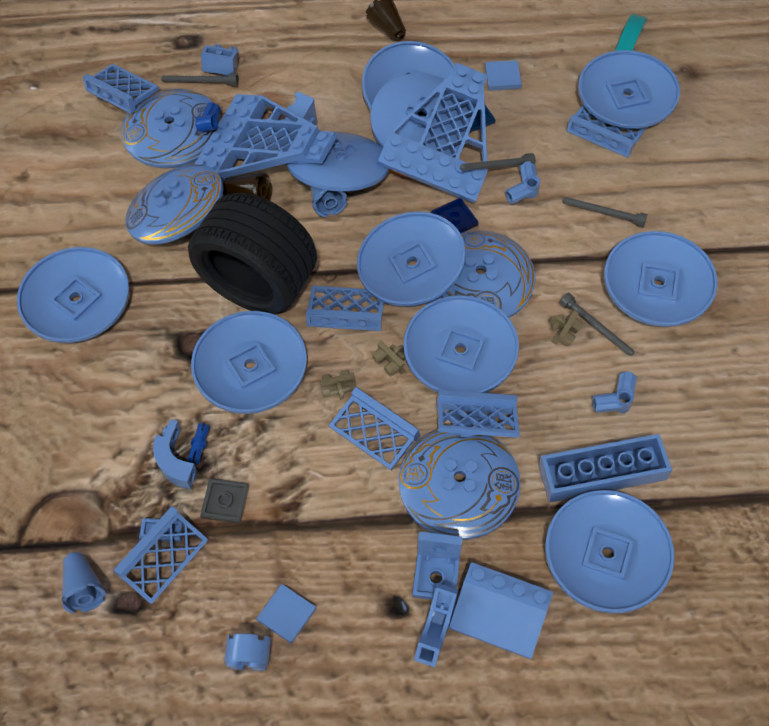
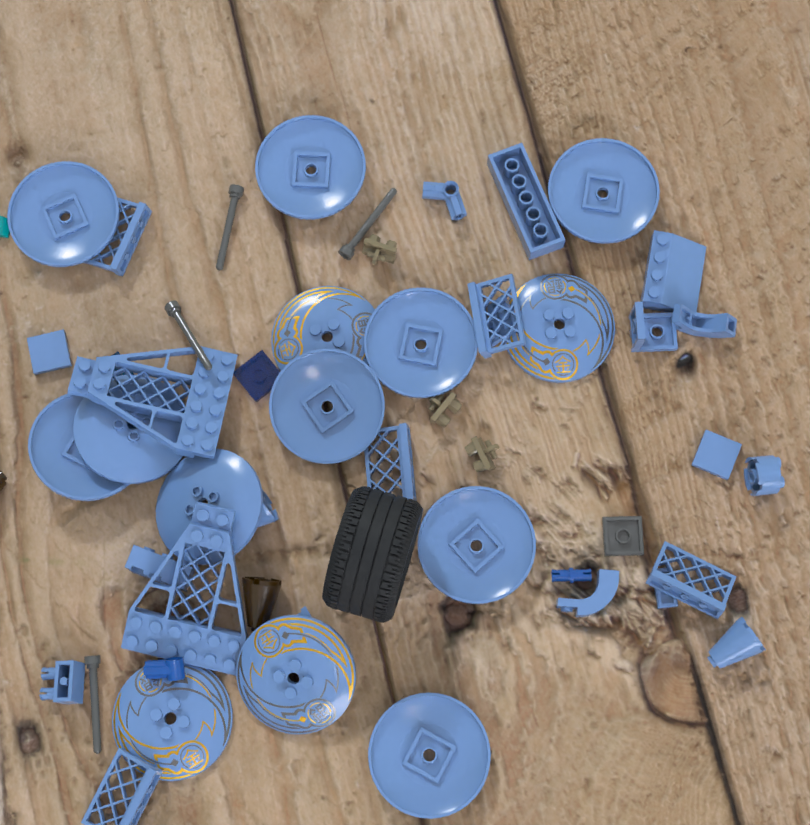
camera: 100 degrees left, 15 degrees up
(383, 414) = (507, 404): medium blue fence -> none
(528, 188) = (216, 310): medium blue piece -> none

